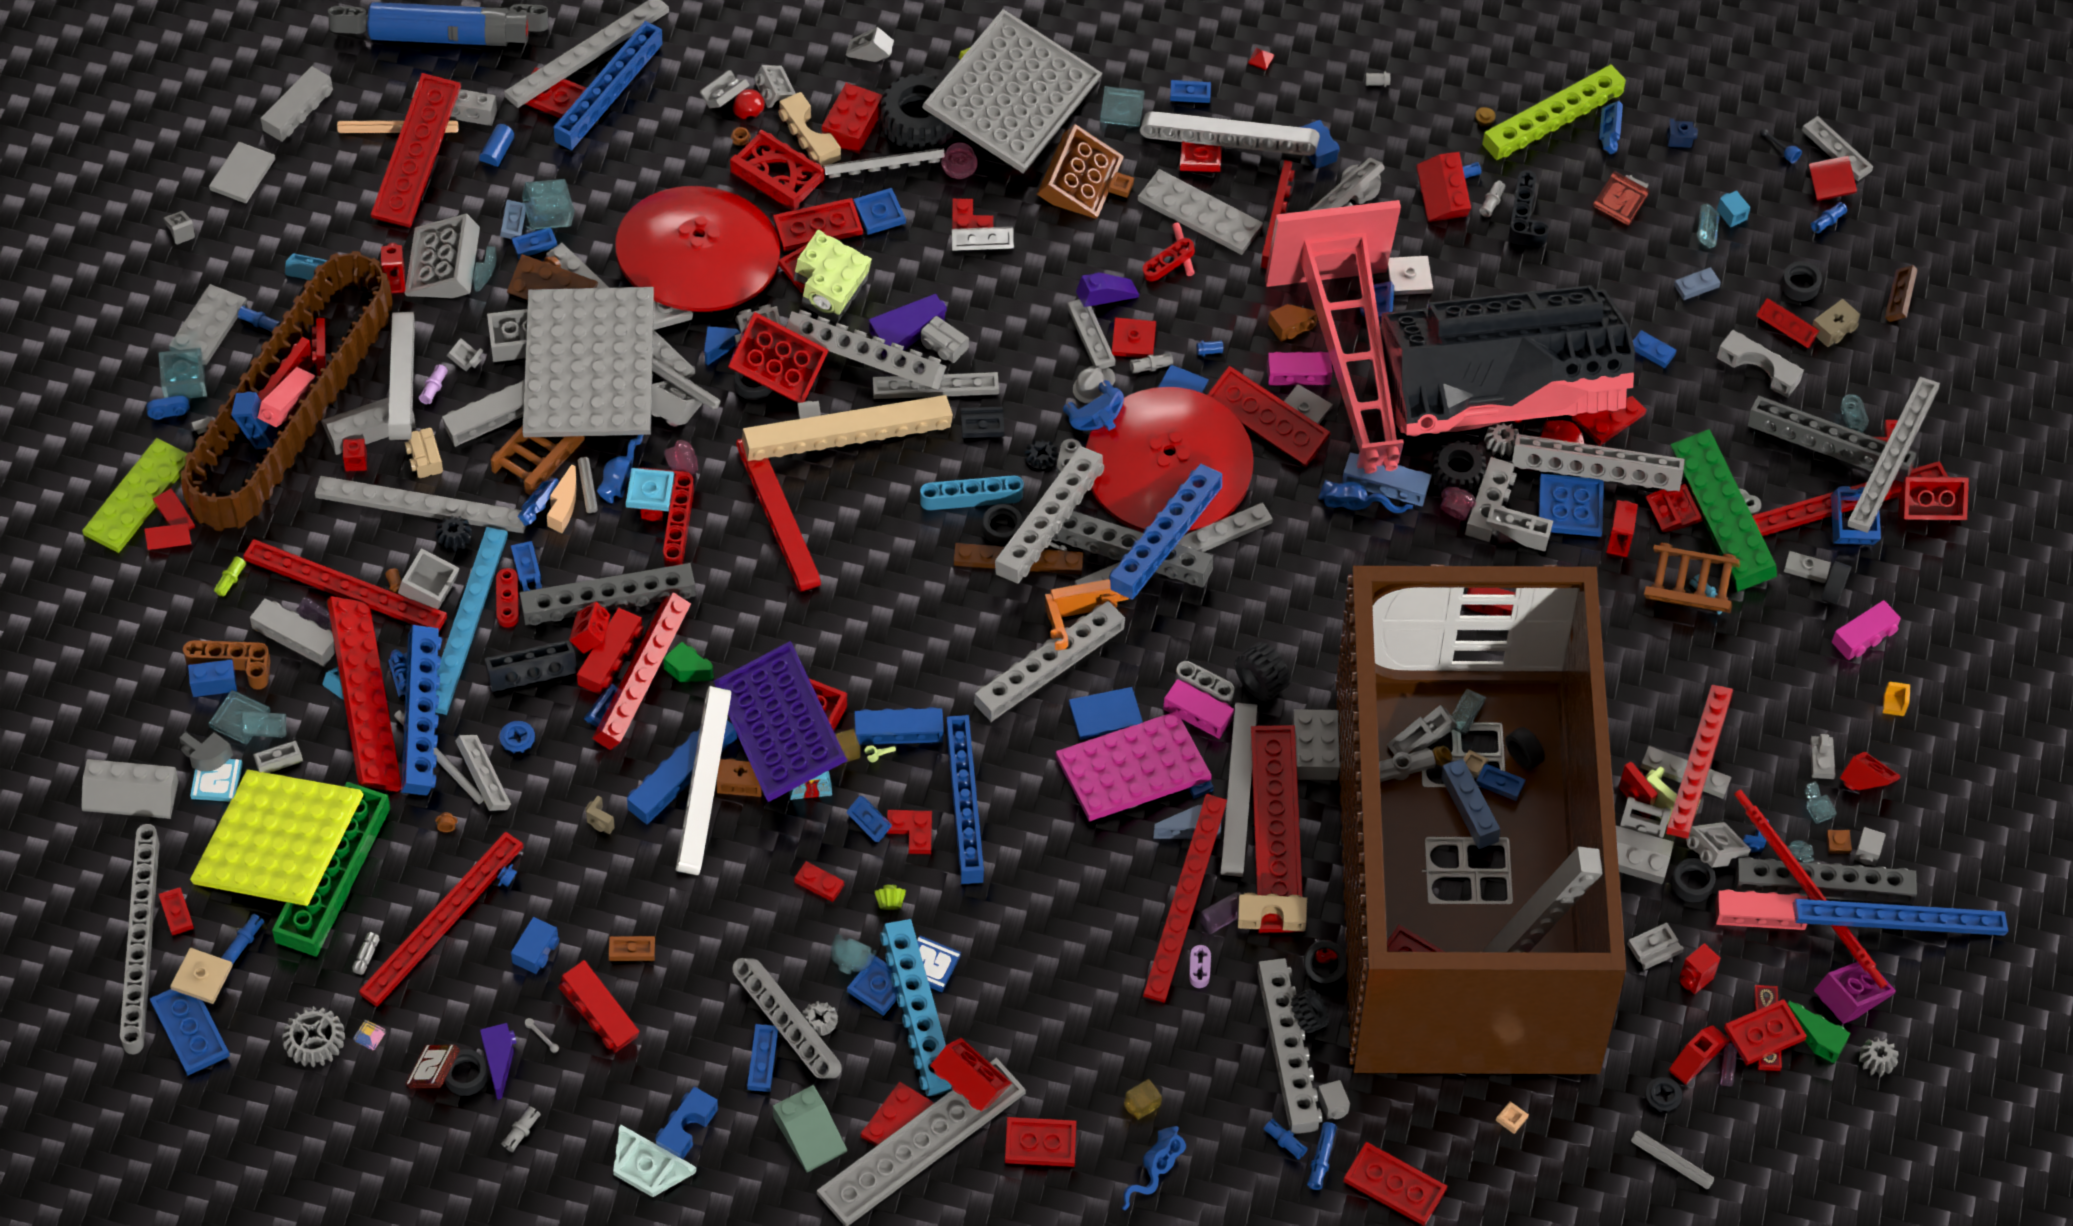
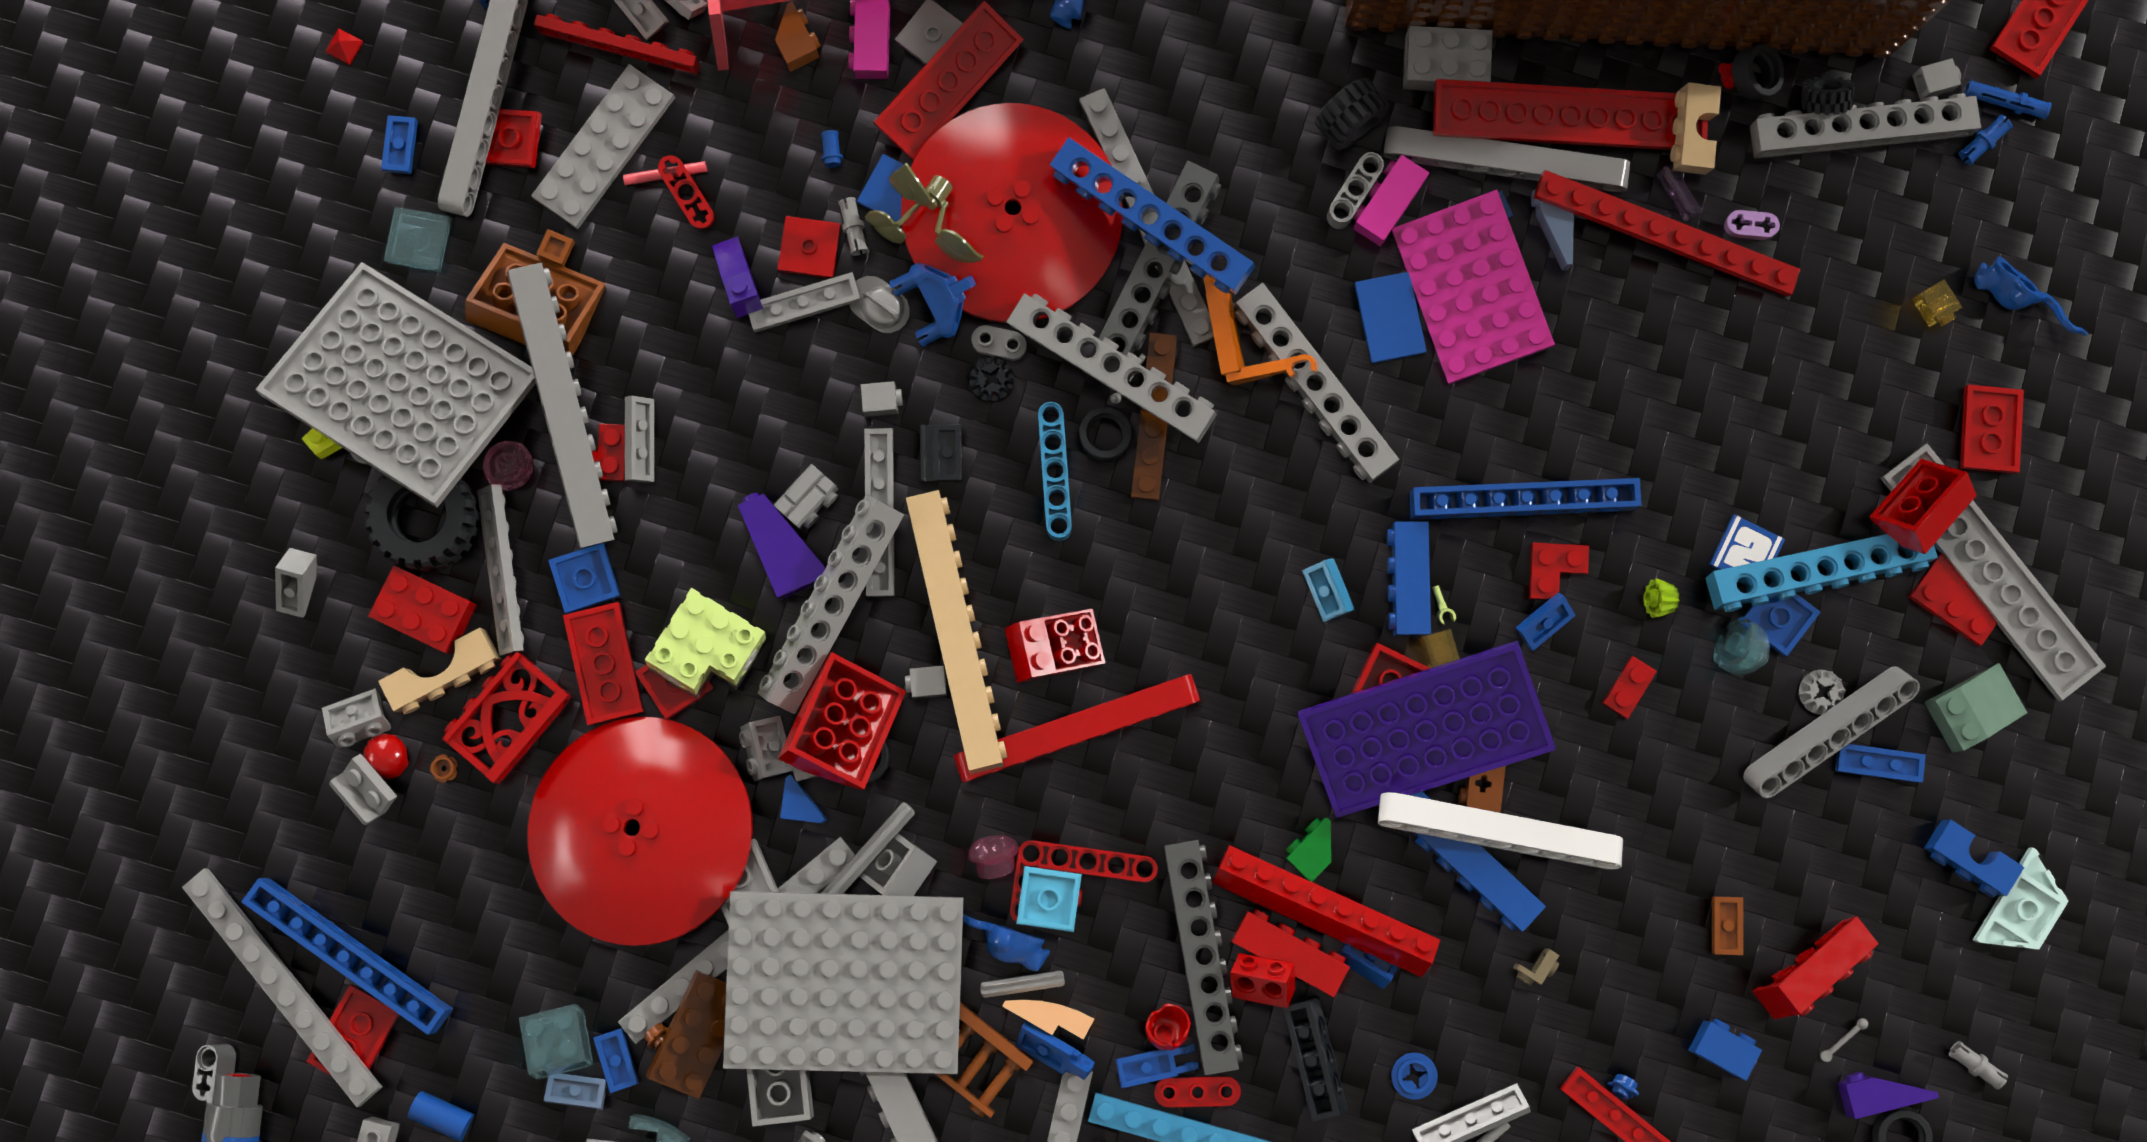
camera: 85 degrees left, 25 degrees up
(554, 572) = (1168, 1027): none -> red hair
(840, 497) = (1054, 645): none -> red slope
(890, 677) = (1328, 589): none -> dark azure slope
(1001, 180) = (560, 404): none -> light grey brick
(1020, 382) = (880, 399): none -> light grey brick
(1172, 396) = (932, 196): none -> olive plant

